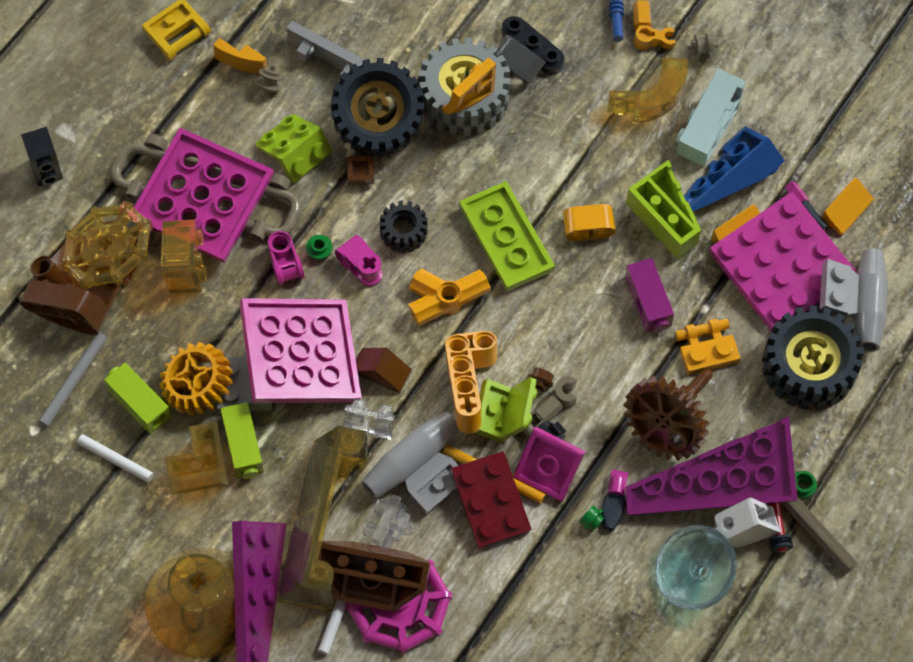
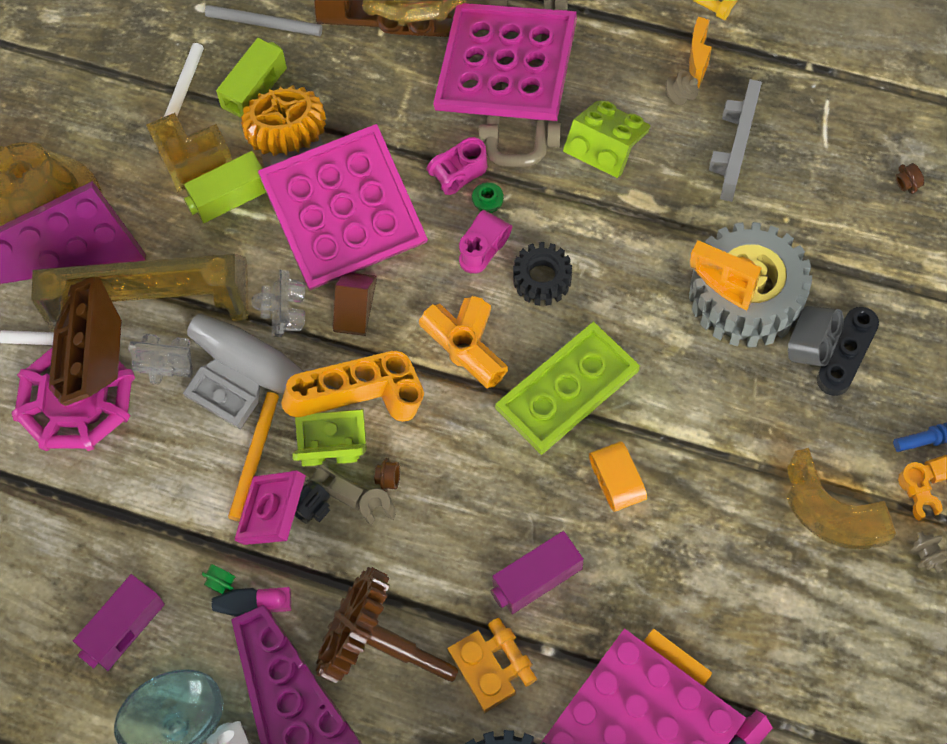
camera: 80 degrees right, 0 degrees up
(180, 256) = (417, 56): clear yellow brick -> none
(360, 170) = (600, 210): reddish brown plate -> none
(386, 81) = (651, 189): black wheel -> none
(490, 499) = (213, 457): dark red plate -> none
(609, 596) = (118, 623): none -> magenta brick
(664, 210) = (663, 559): lime wedge -> none
(711, 117) = (820, 586): light aqua wedge -> none
(744, 161) = (769, 648): blue wedge -> none

